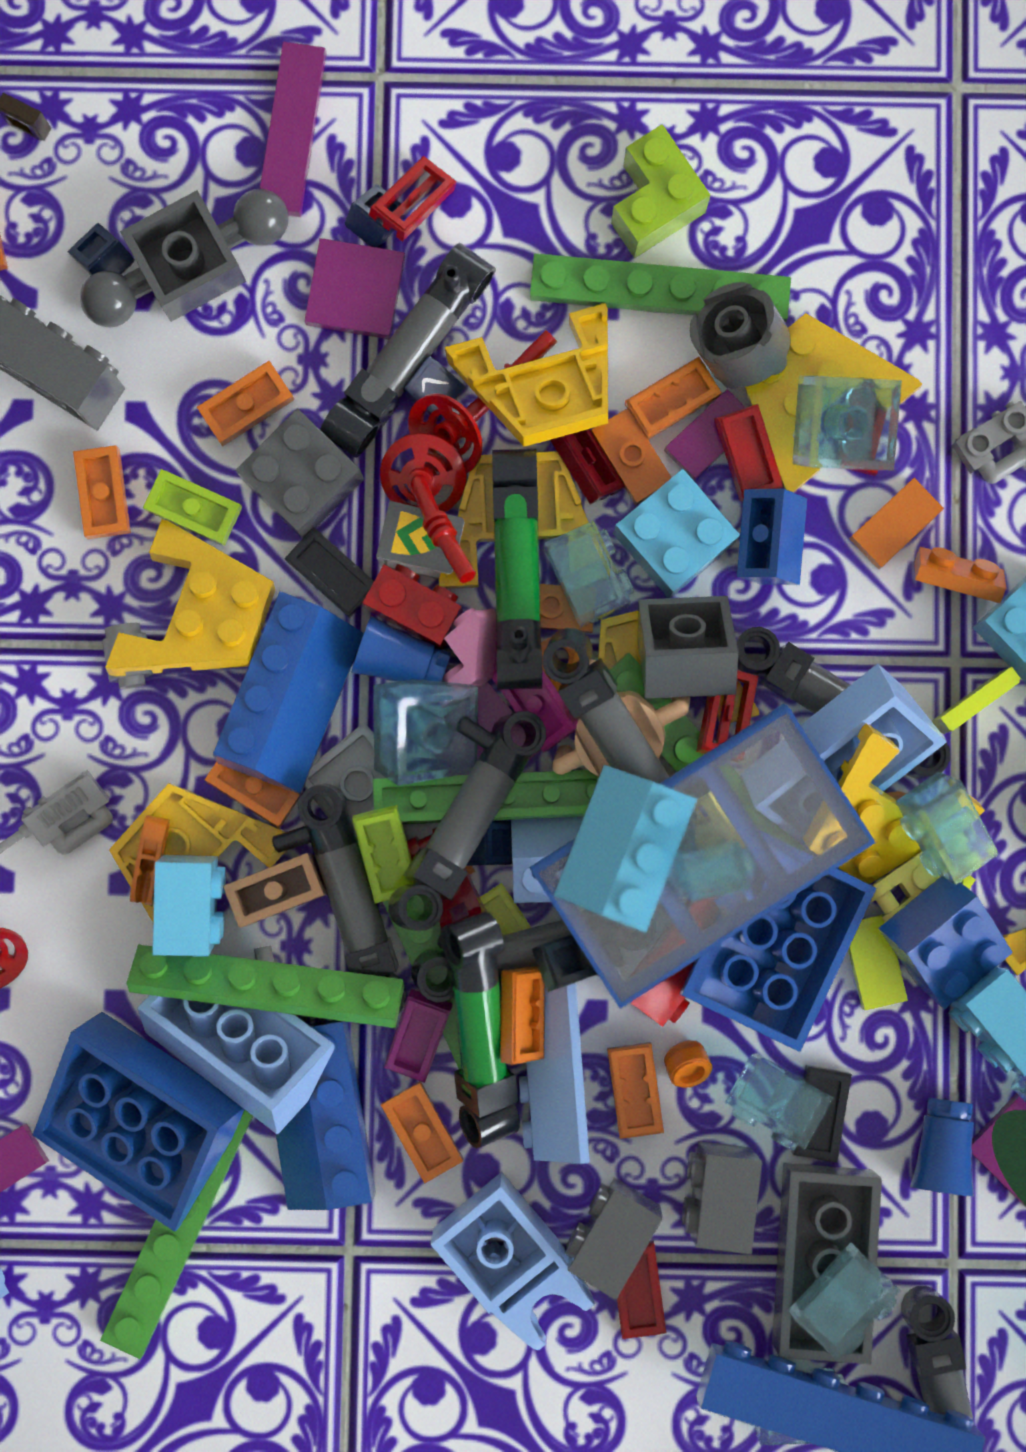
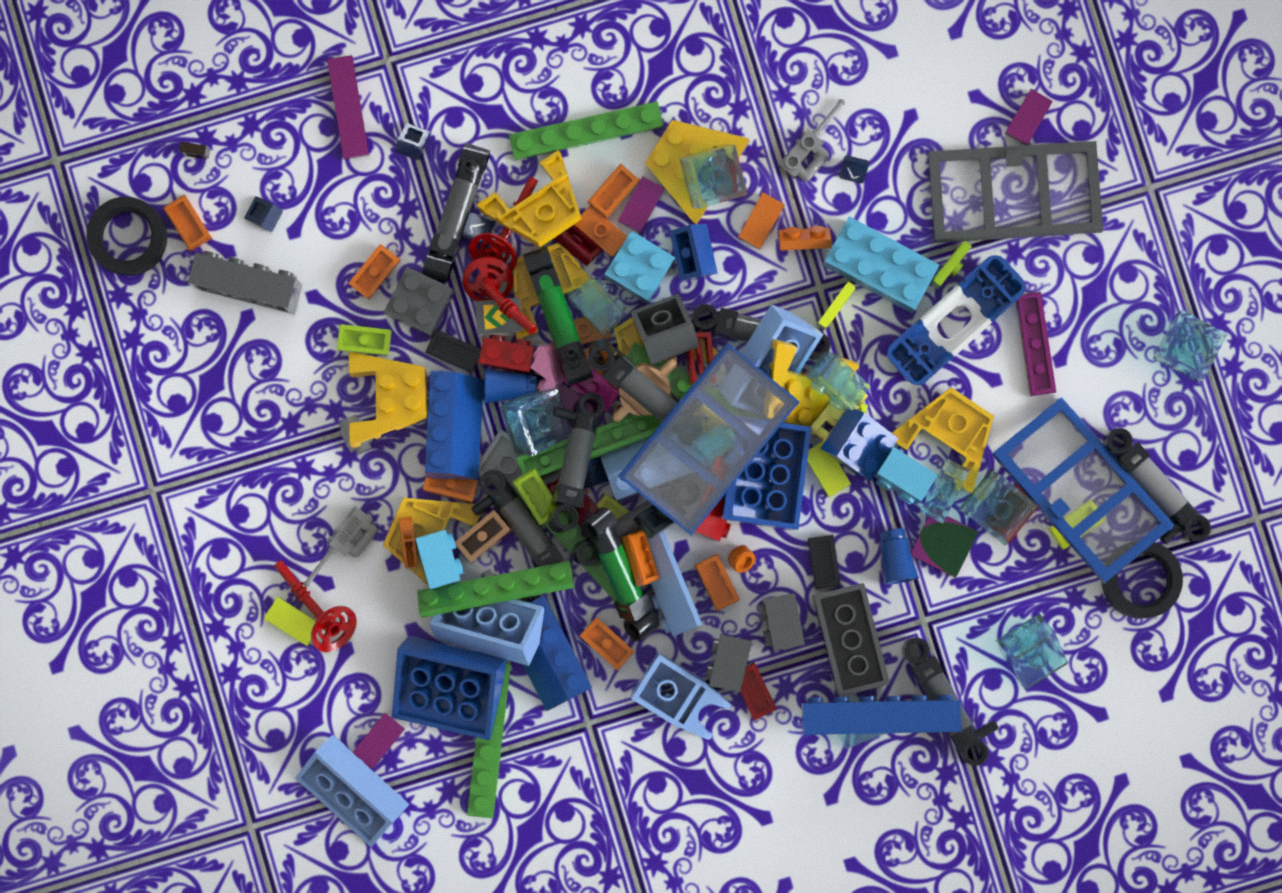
camera: 20 degrees left, 0 degrees up
(101, 492) = (310, 348): orange plate -> none
(183, 256) = (313, 201): dark grey brick -> none
(354, 288) = (414, 186): magenta tile -> none
(393, 219) = (424, 141): red tile -> none
(417, 1036) = (587, 591): magenta tile -> none
(625, 848) = (665, 447): medium azure slope -> none
(667, 194) = (573, 78): lime brick -> none
(740, 335) = (639, 146): dark grey brick -> none
(748, 450) = (665, 207): red tile -> none
(779, 1102) = (797, 561): clear light blue brick -> none
(845, 1302) = (863, 652): clear light blue brick -> none

